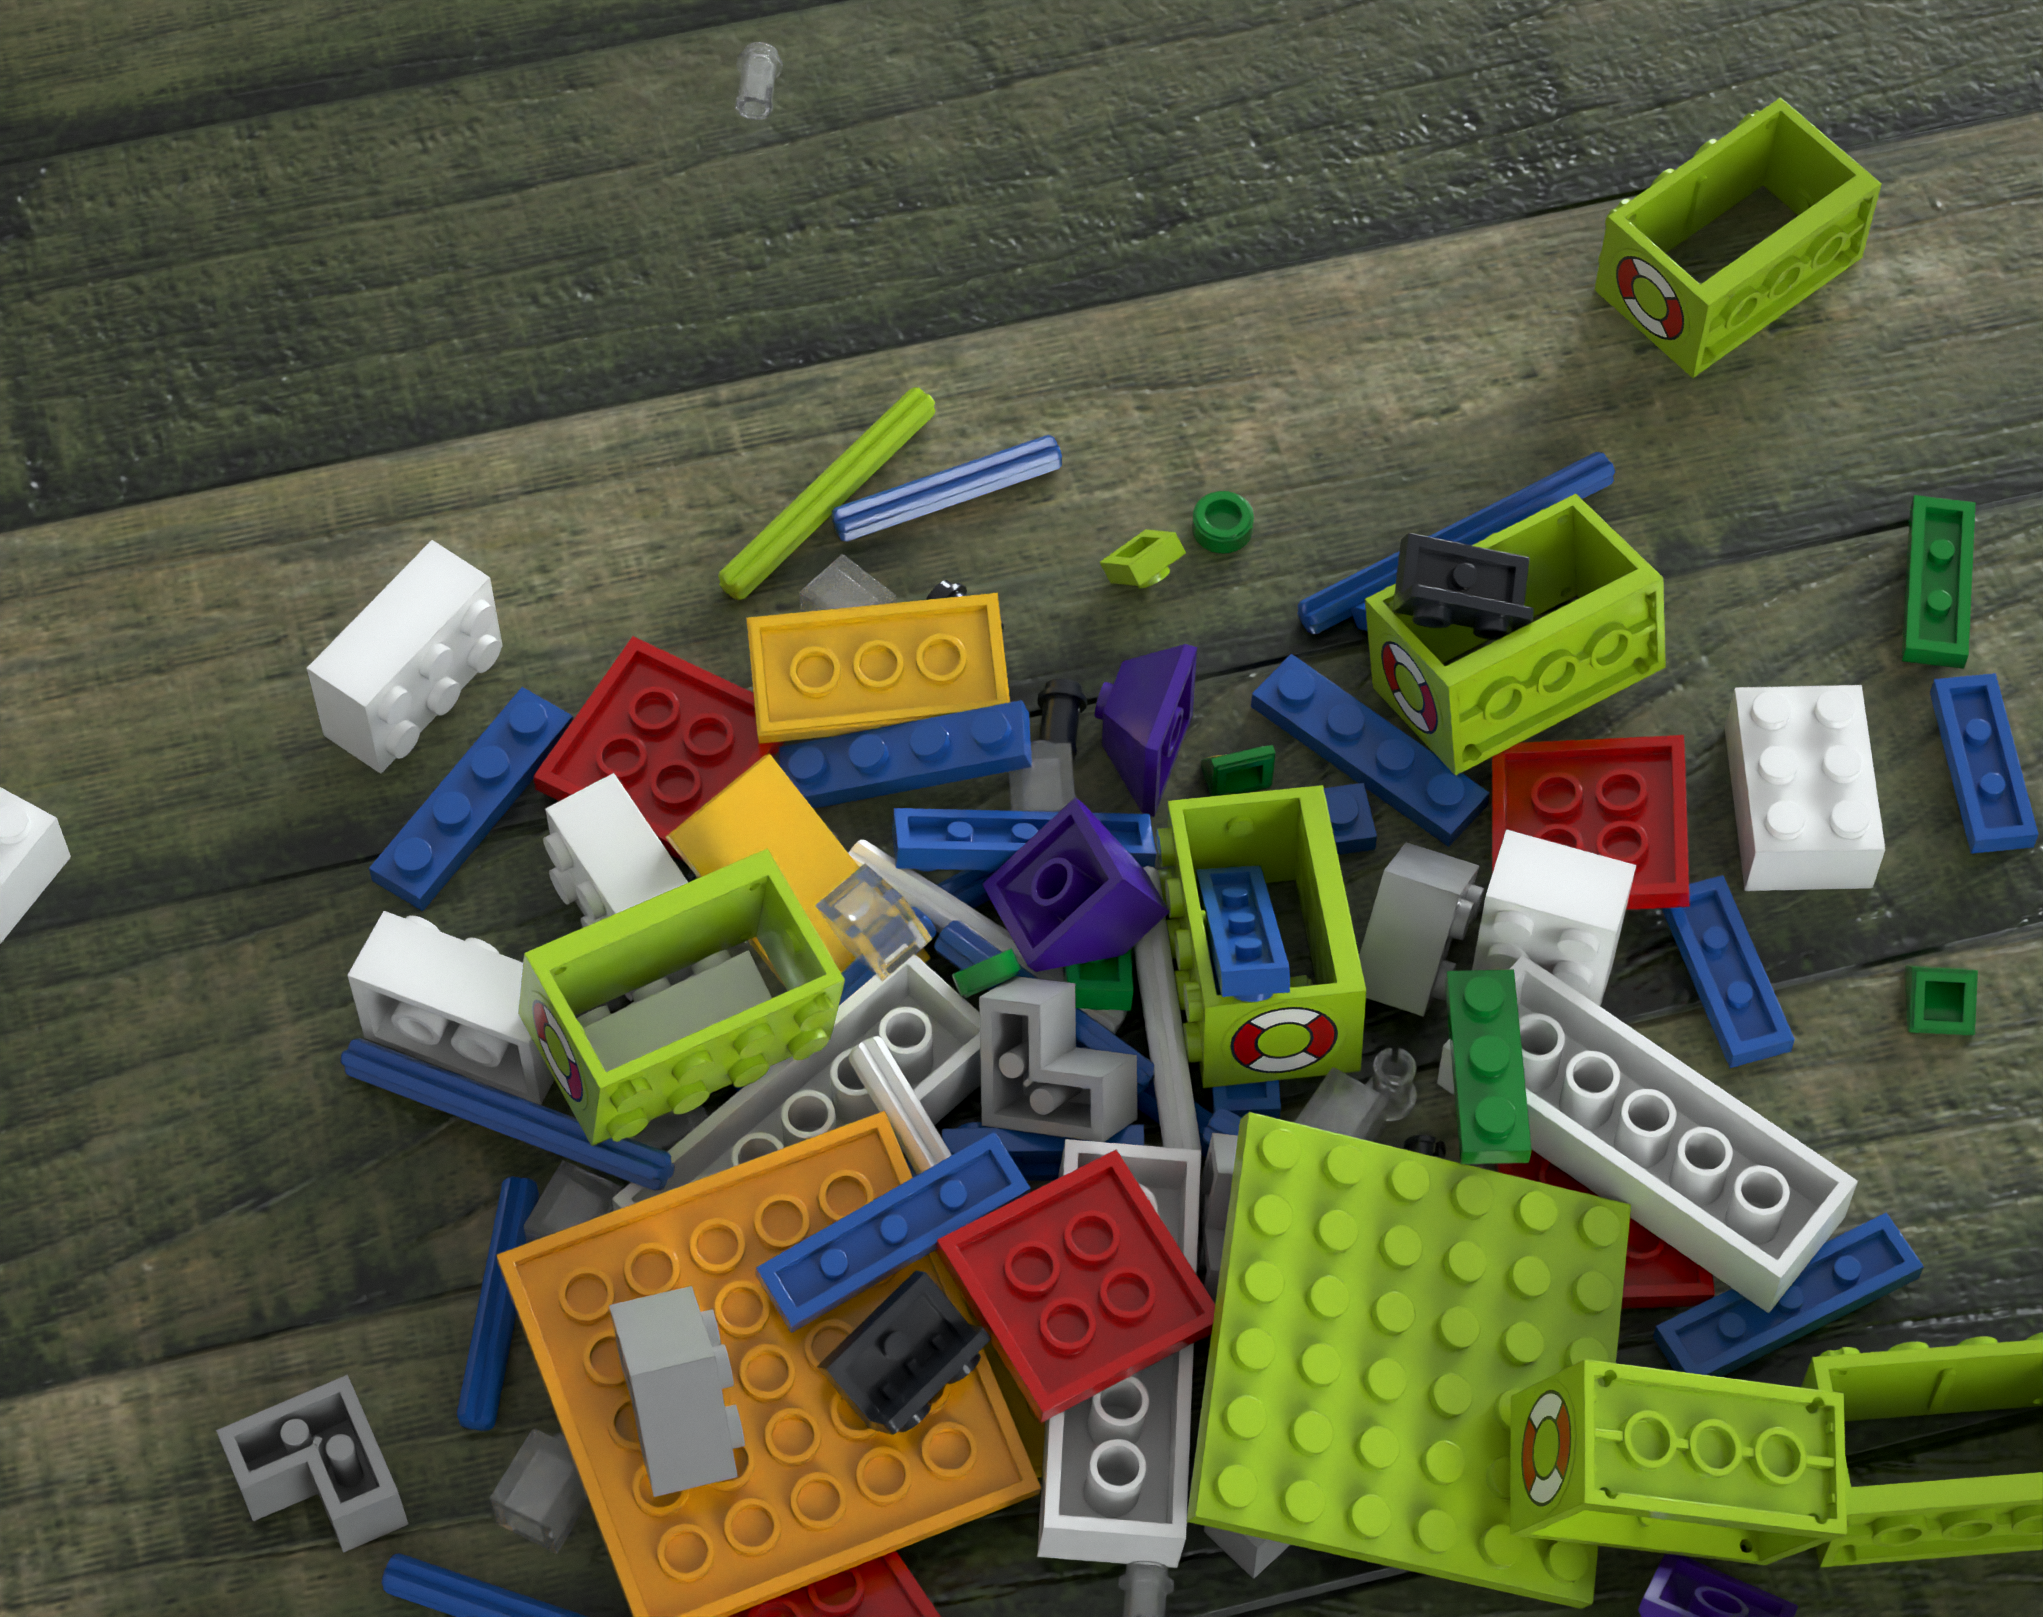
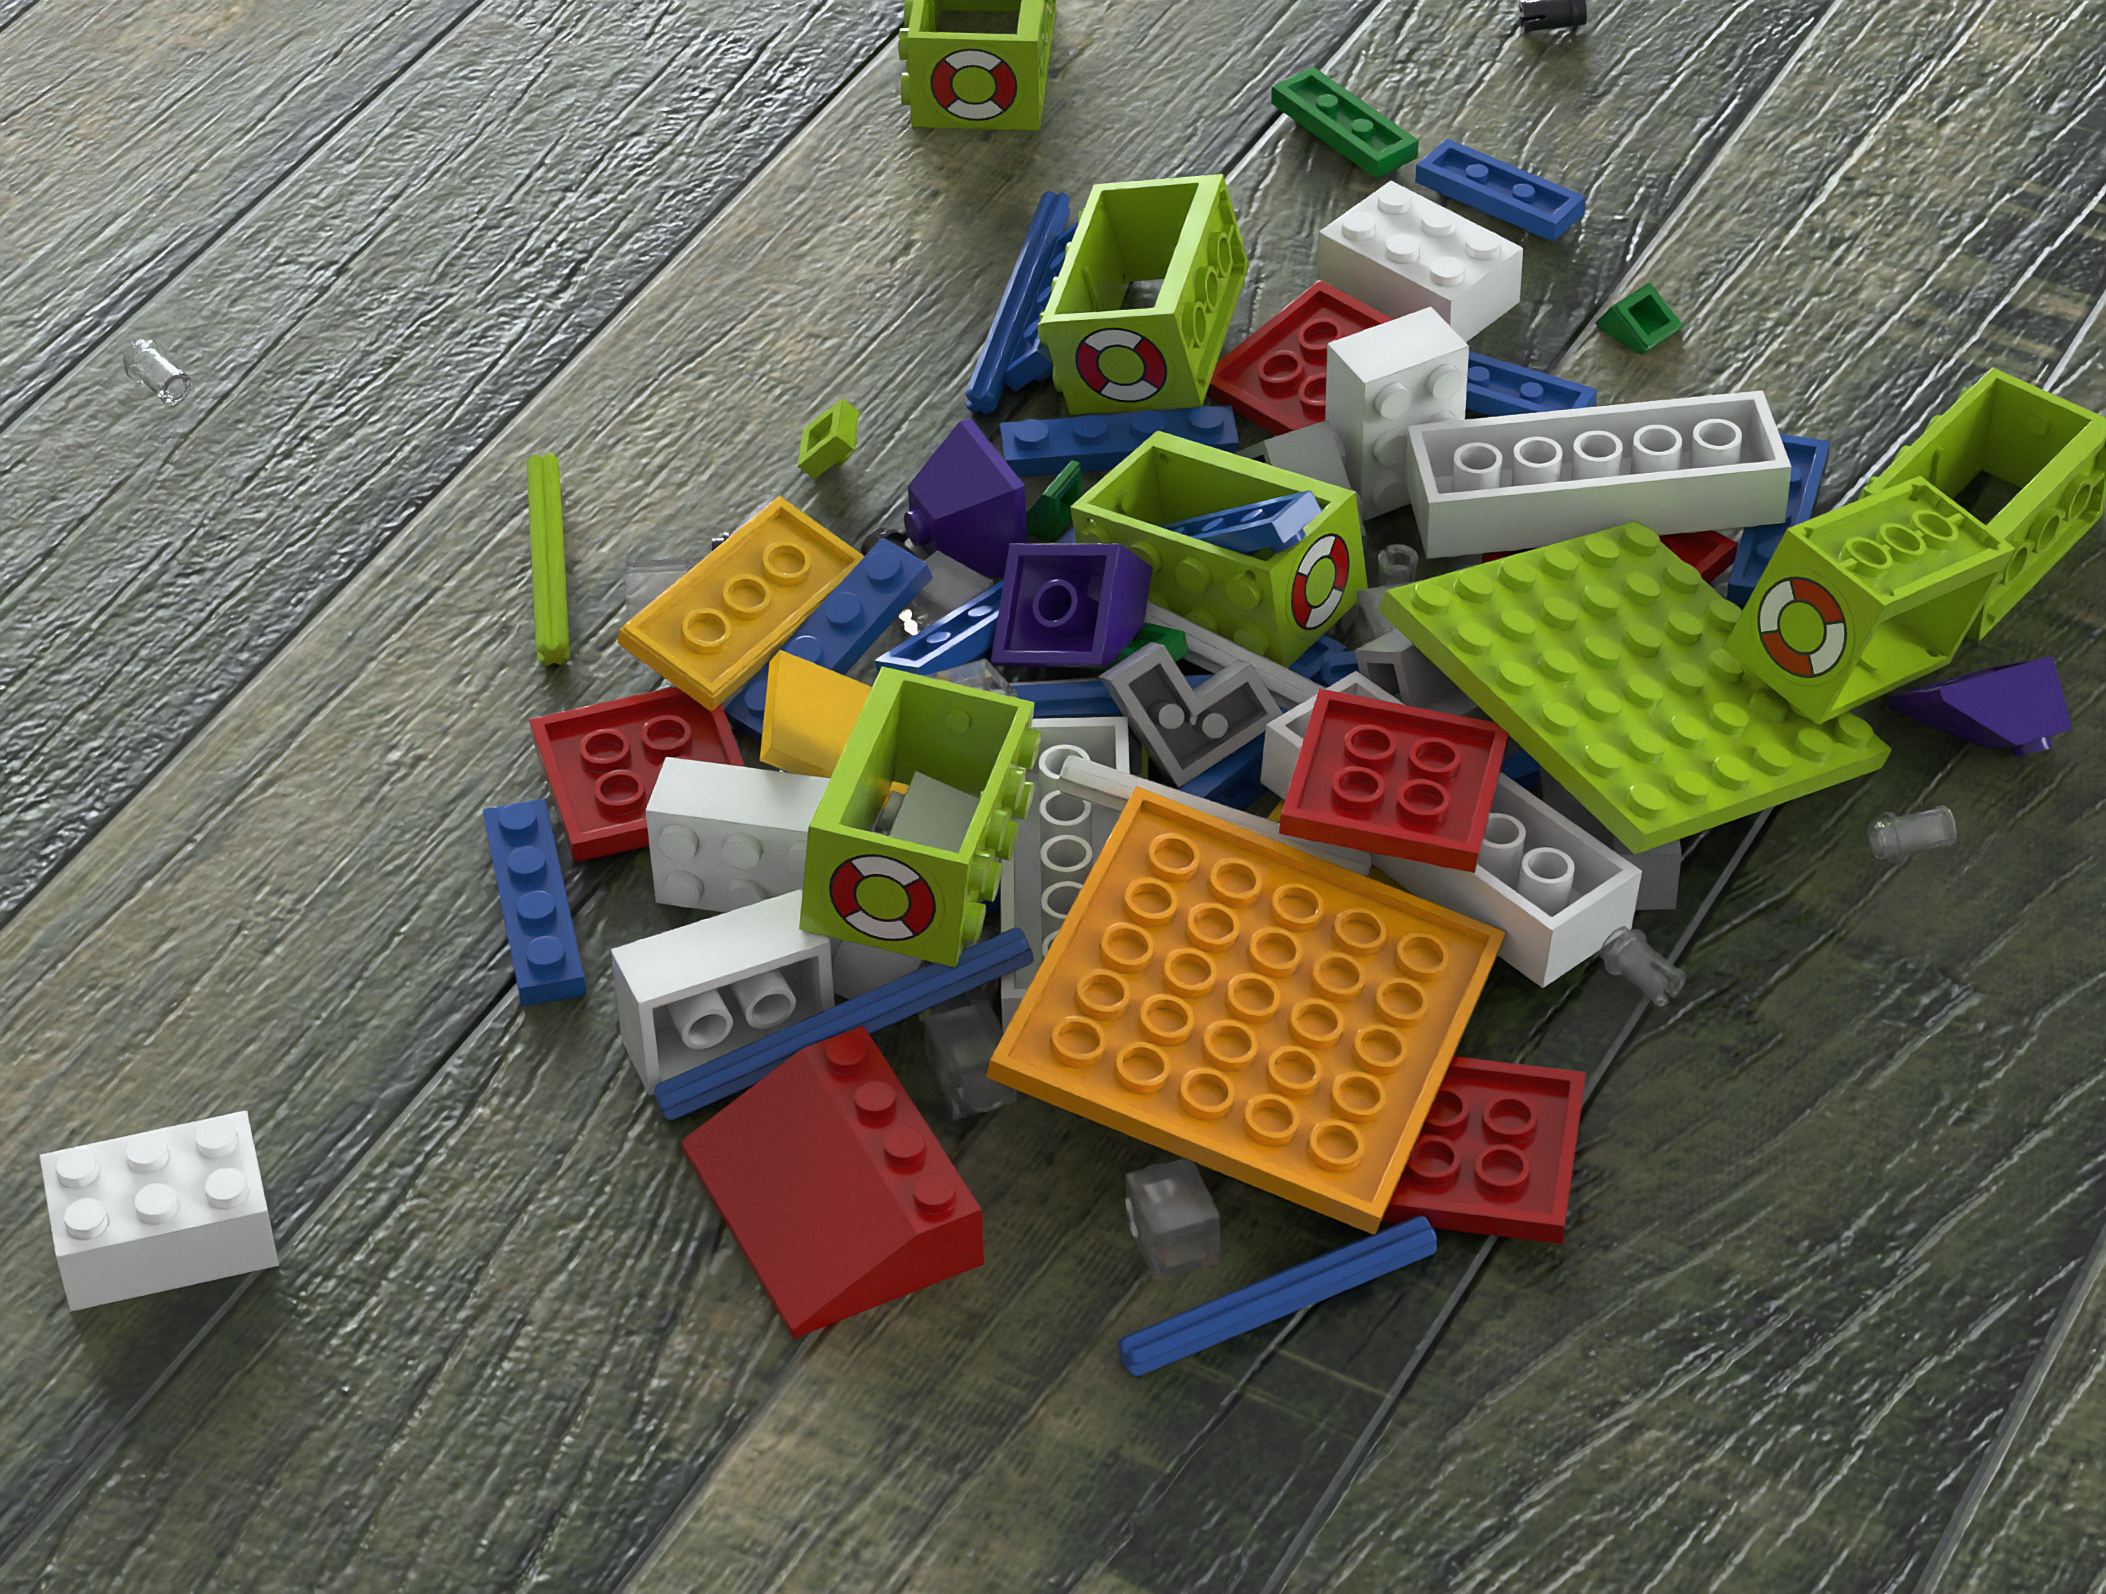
camera: 45 degrees left, 15 degrees down
(314, 1448) = (999, 1310): light grey brick -> none
(372, 1239) = (836, 1186): none -> red slope
(406, 657) = (384, 835): white brick -> none
(495, 1311) = (988, 1160): blue axle -> none
(675, 1387) = (1236, 1012): light grey brick -> none
(890, 1232) = (1239, 842): blue plate -> none
(904, 1356) = (1343, 903): black bracket -> none
(946, 488) = (630, 500): axle -> none
(986, 973) = (1079, 686): green tile -> none
(1222, 522) = (850, 384): green tile -> none
(1461, 586) = (1101, 266): black bracket -> none
(1487, 1067) = (1475, 487): green plate -> none

